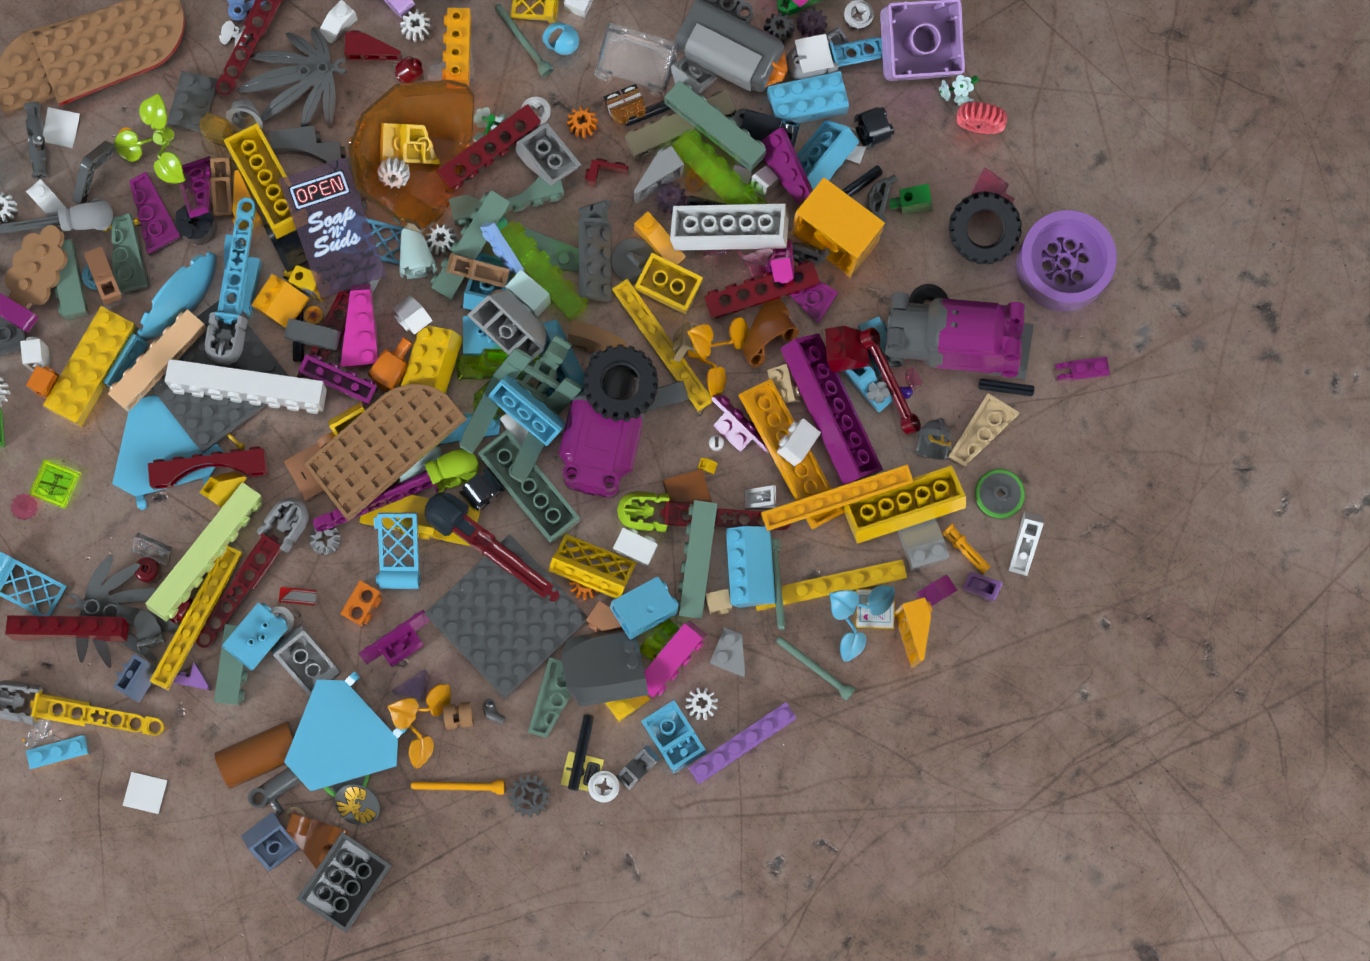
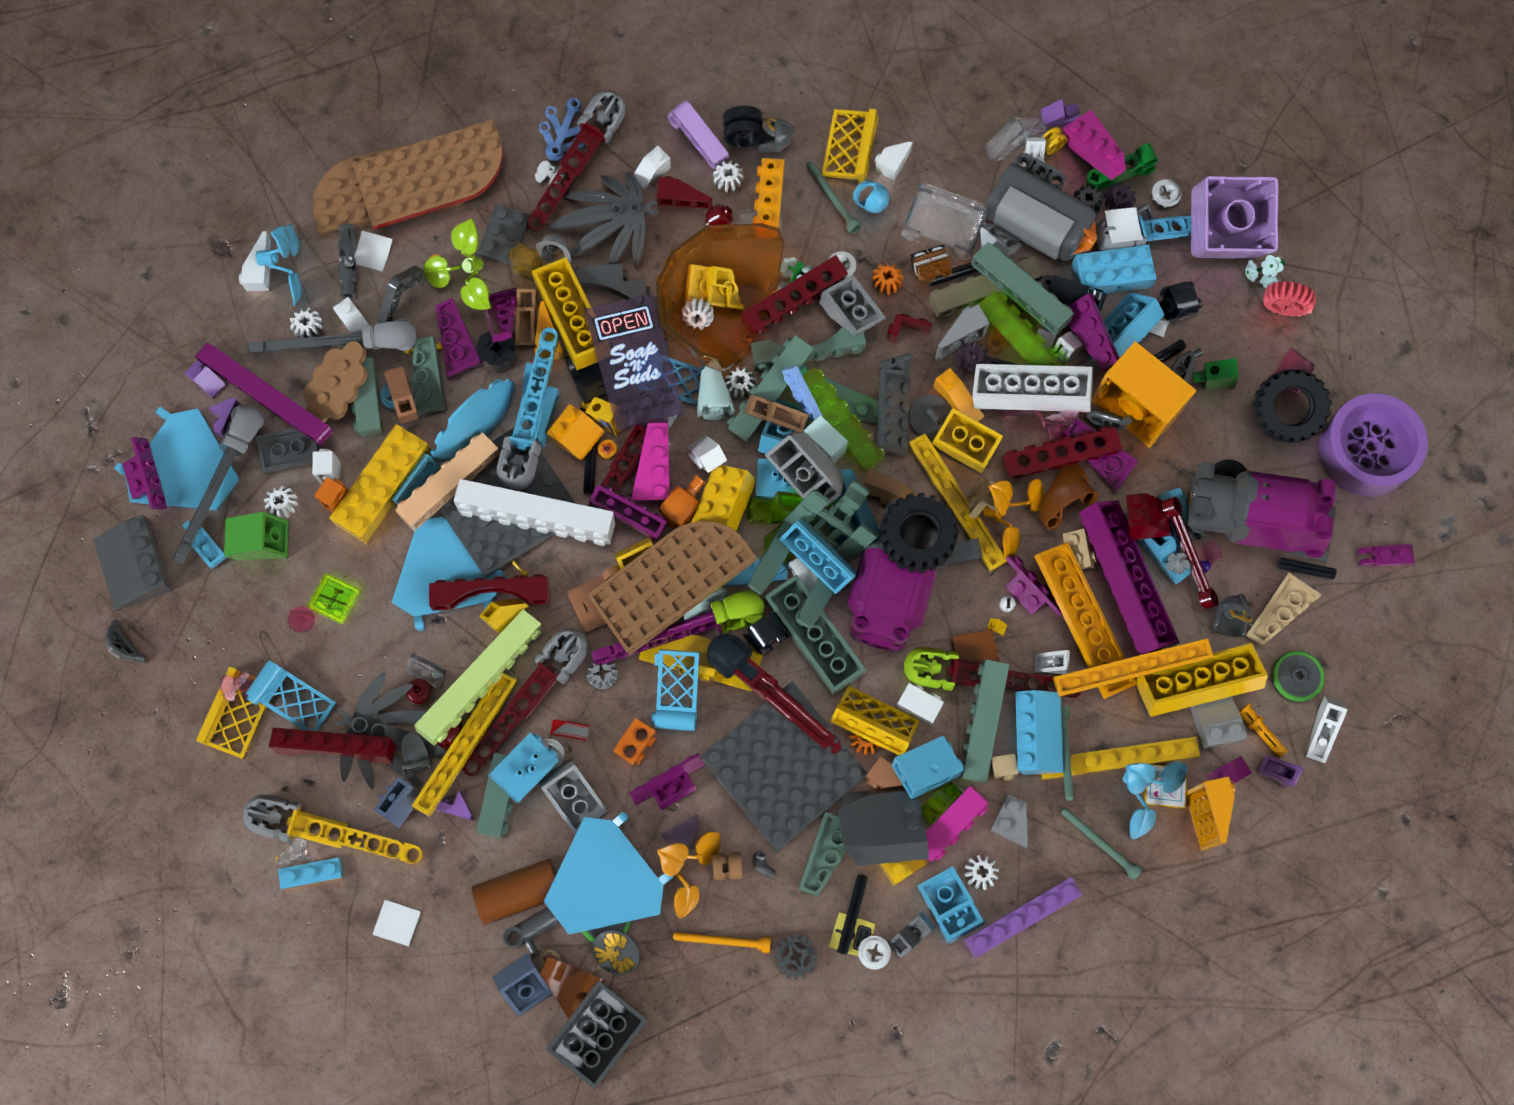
camera: 10 degrees right, 5 degrees down
(312, 334) = (605, 466): dark grey beam -> none
(783, 263) = (1086, 428): dark pink slope -> none
(798, 441) = (1094, 607): white brick -> none

